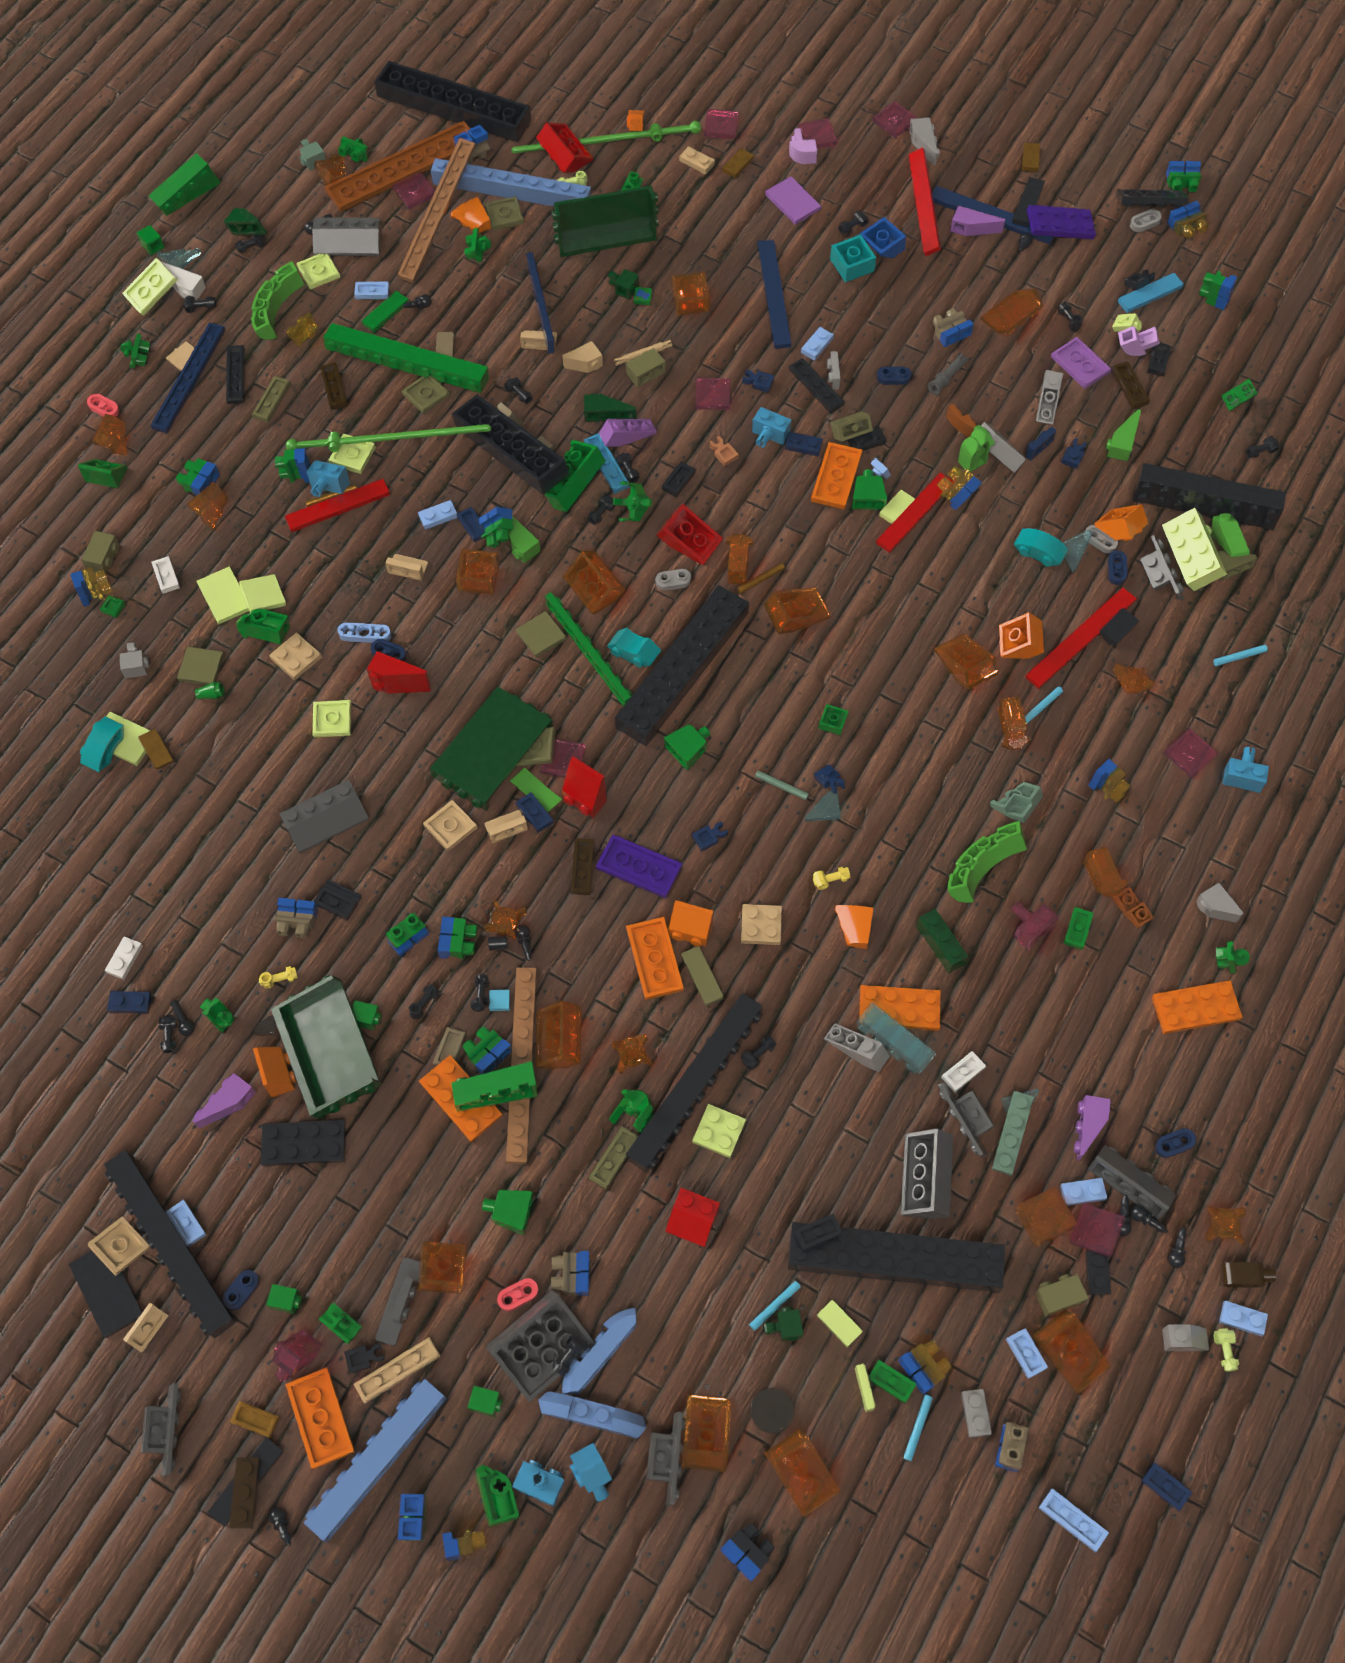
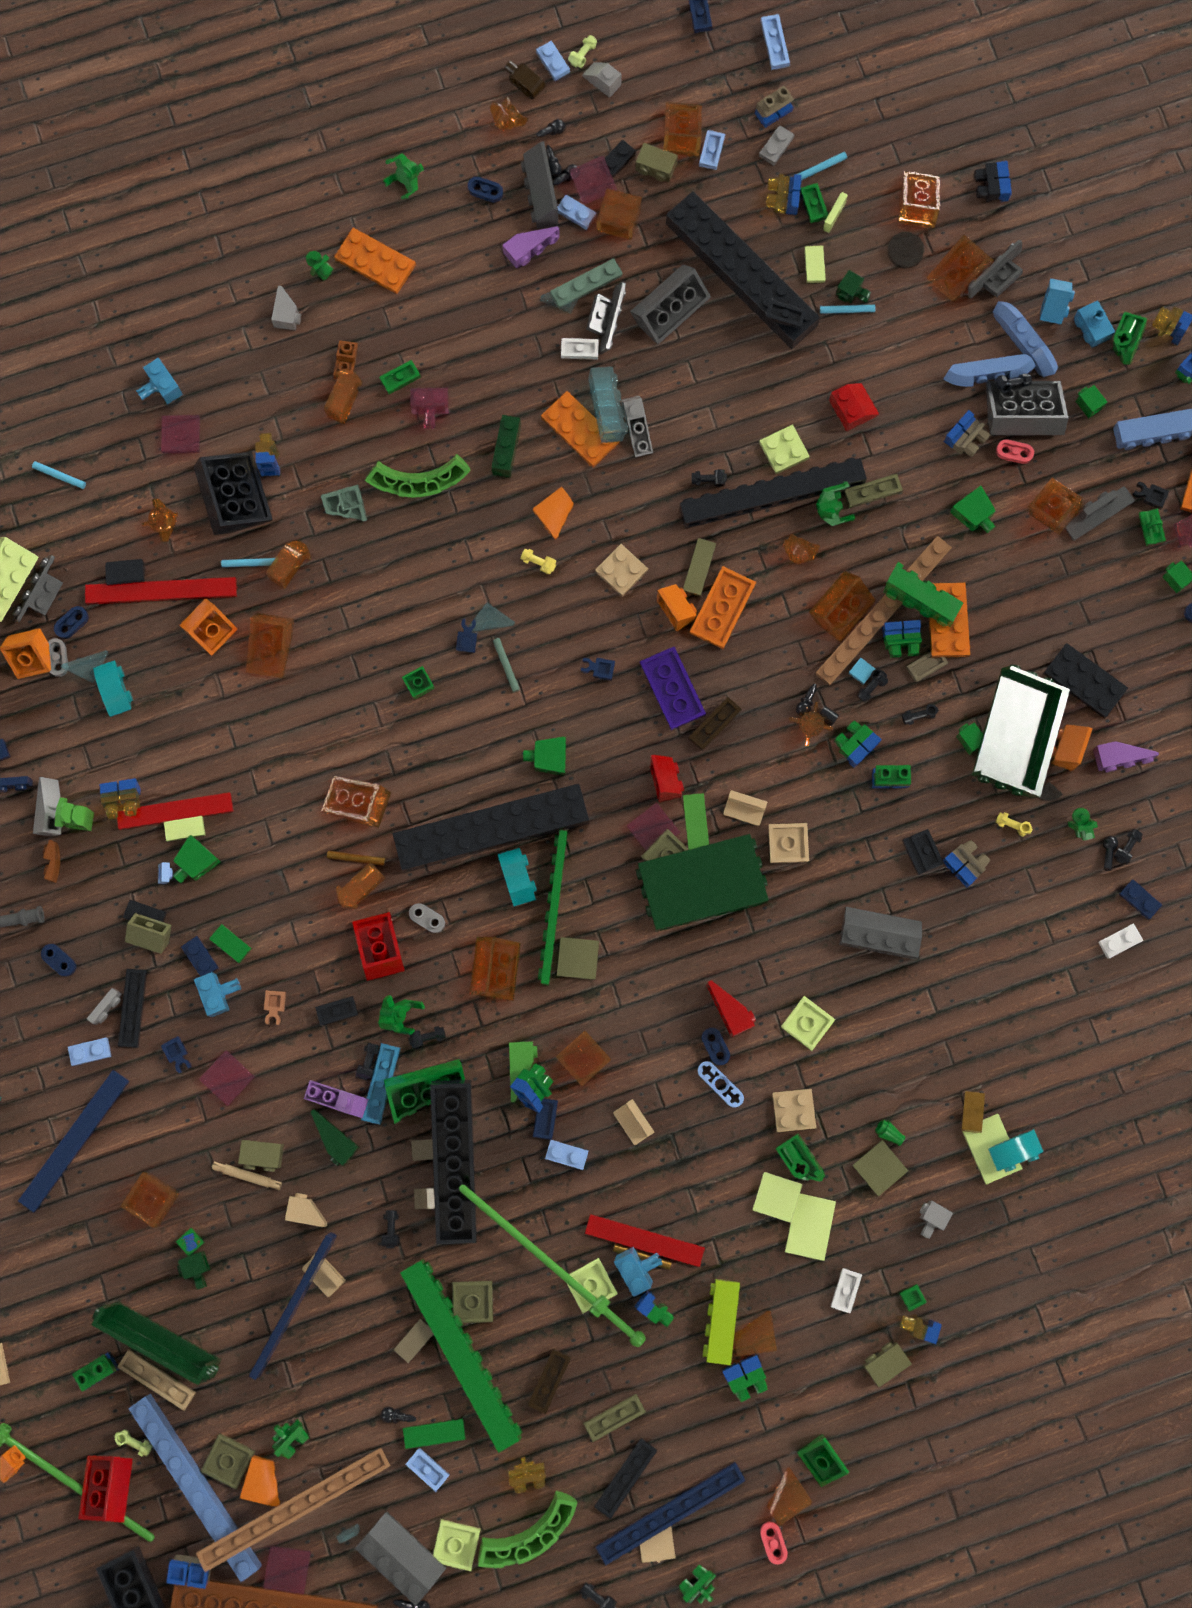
camera: 140 degrees left, 15 degrees up
(241, 496) = (722, 1321): none -> lime brick
(392, 228) = (348, 1533): none -> clear light blue tile
(396, 1370) = (1133, 470): tan tile -> none
(534, 812) = (714, 799): dark blue plate -> none
(792, 466) = (230, 943): none -> green tile
(836, 475) = (204, 900): orange plate -> none
(1103, 735) = (232, 492): none -> black slope
(1250, 1097) = (406, 173): none -> green piece

